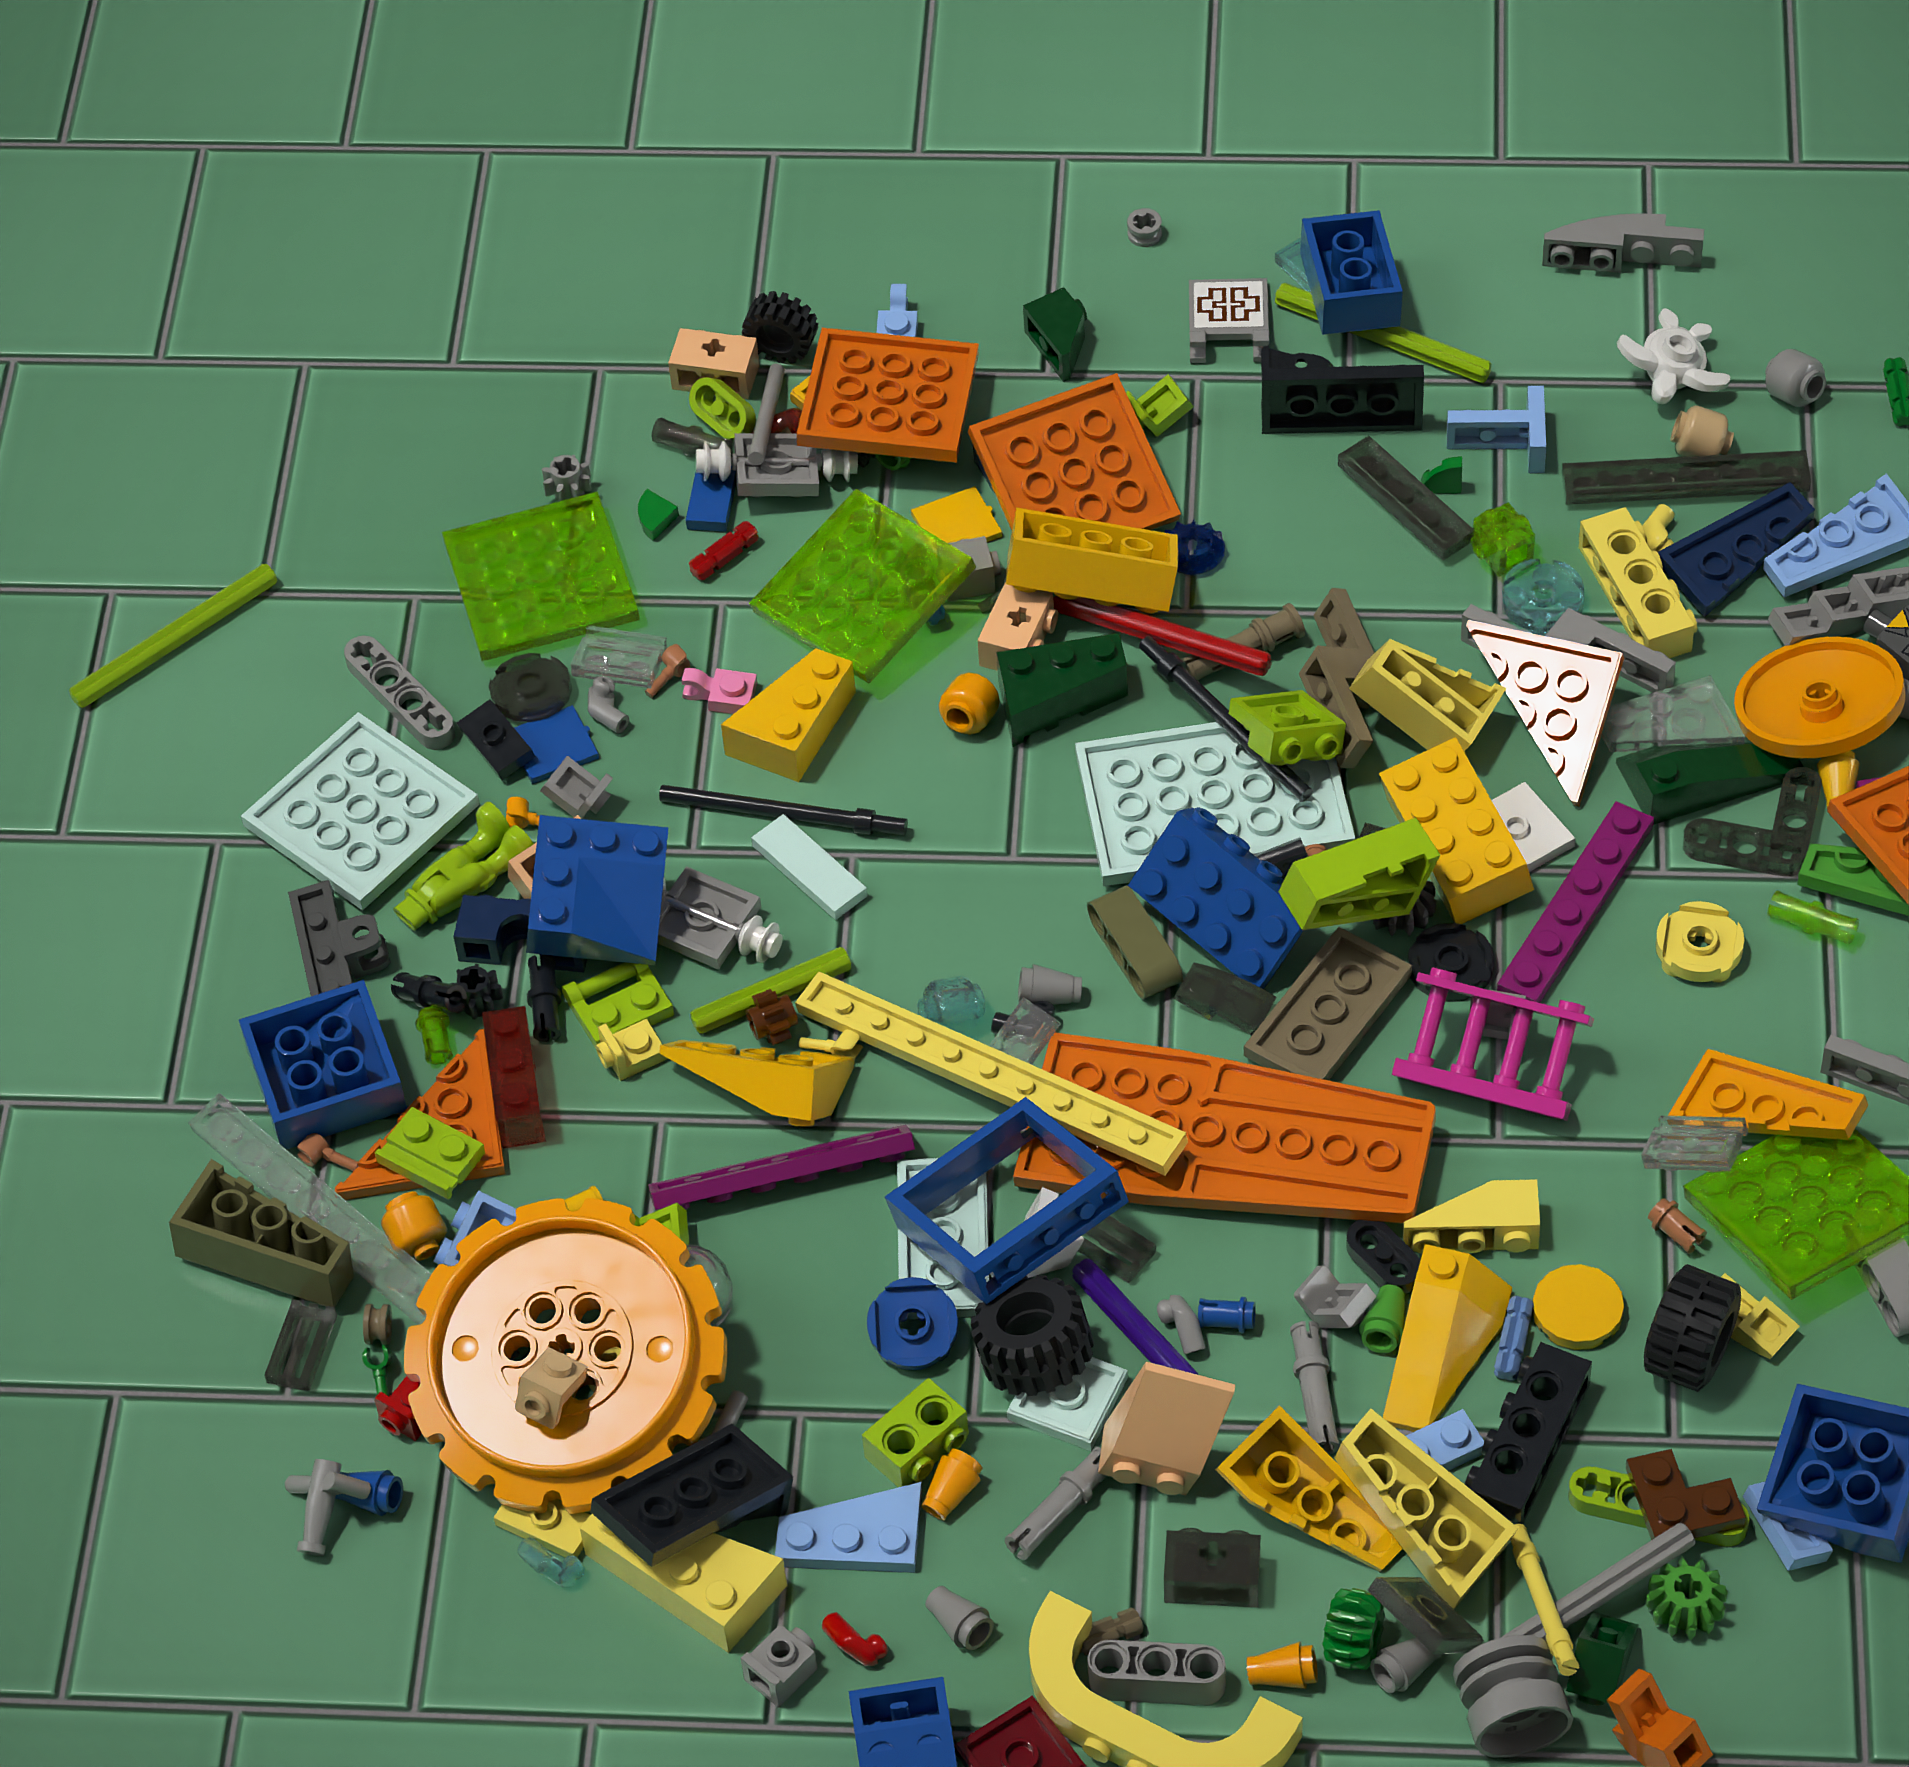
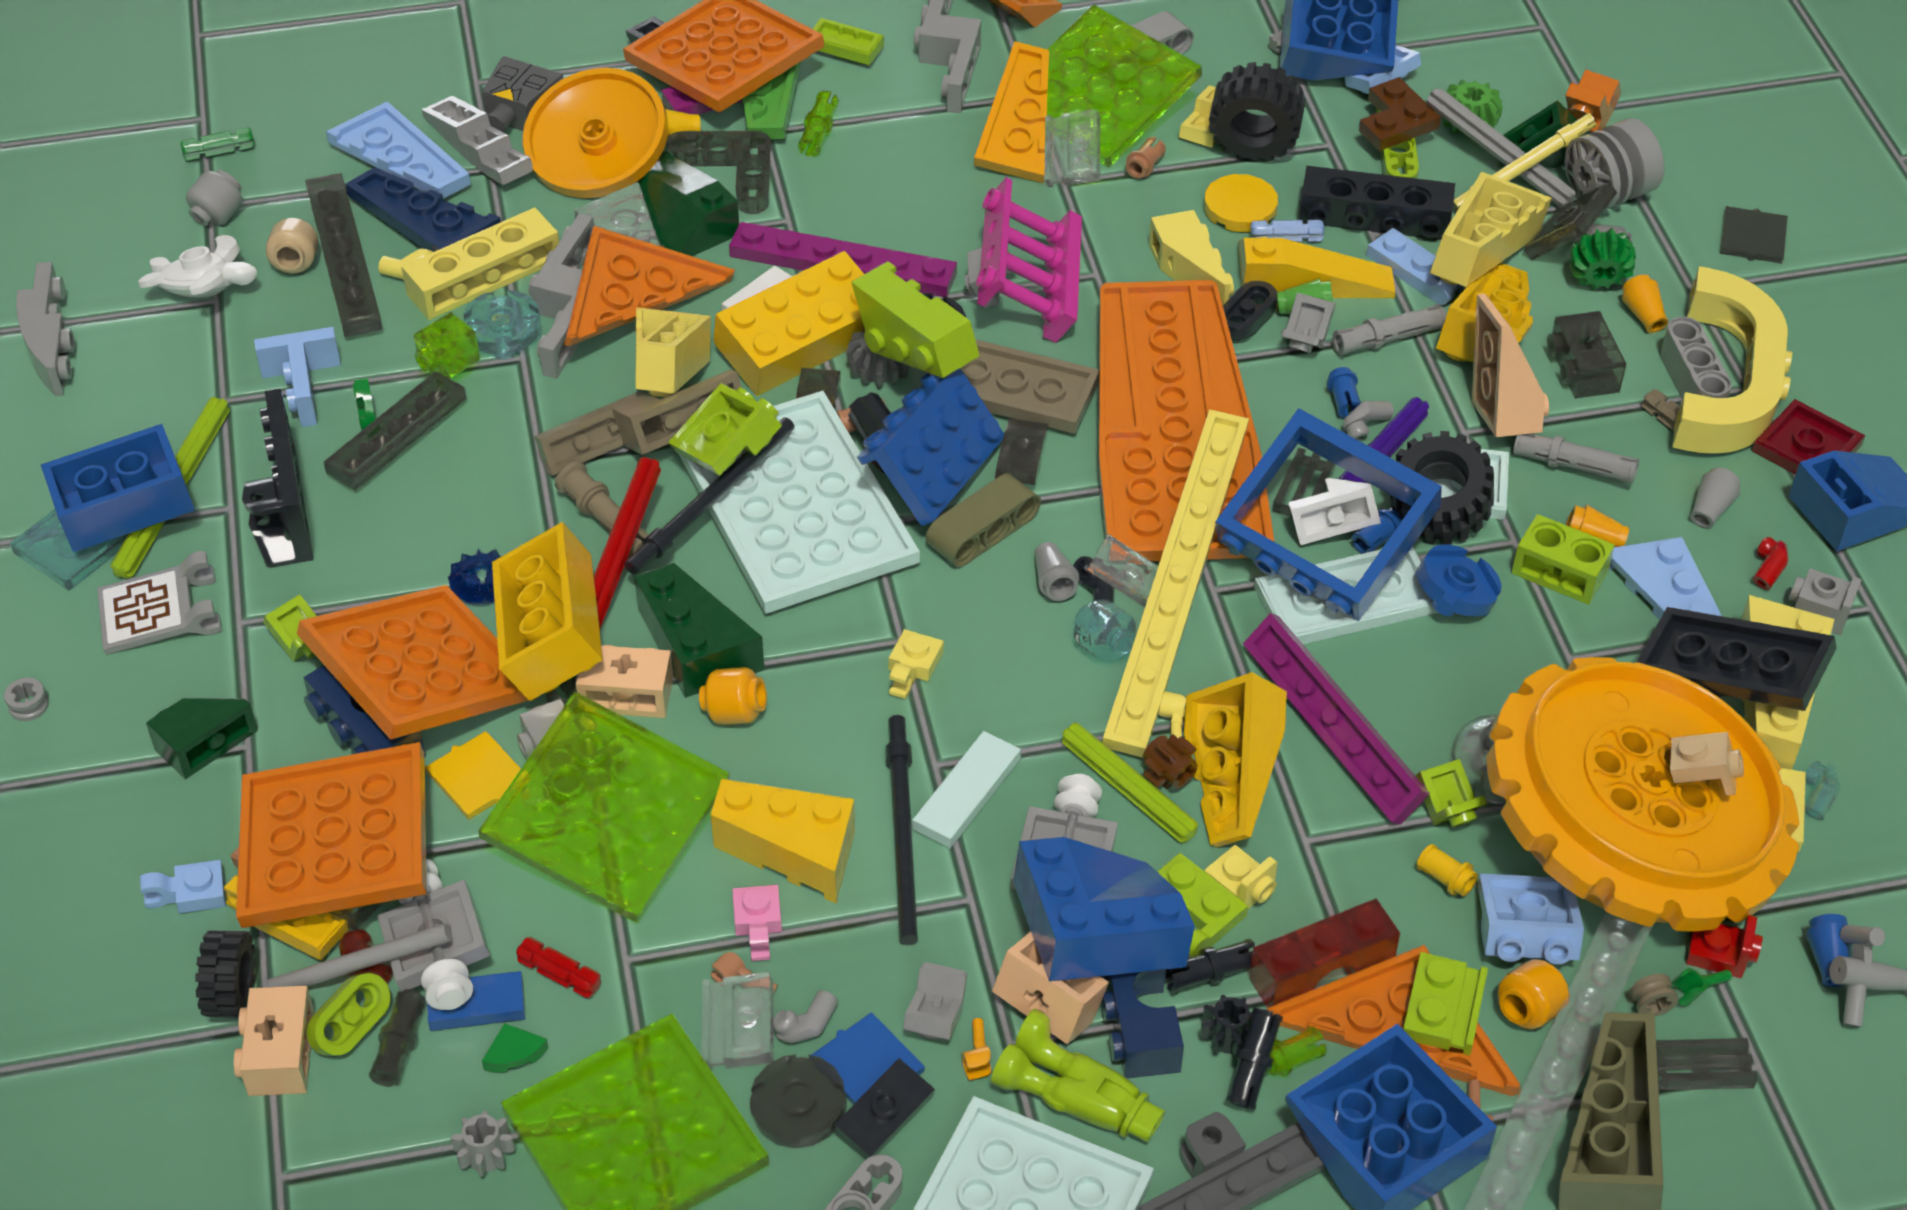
camera: 110 degrees left, 5 degrees down
(976, 858) = (913, 658): none -> light yellow plate
(1699, 963) = (876, 192): light yellow plate -> none

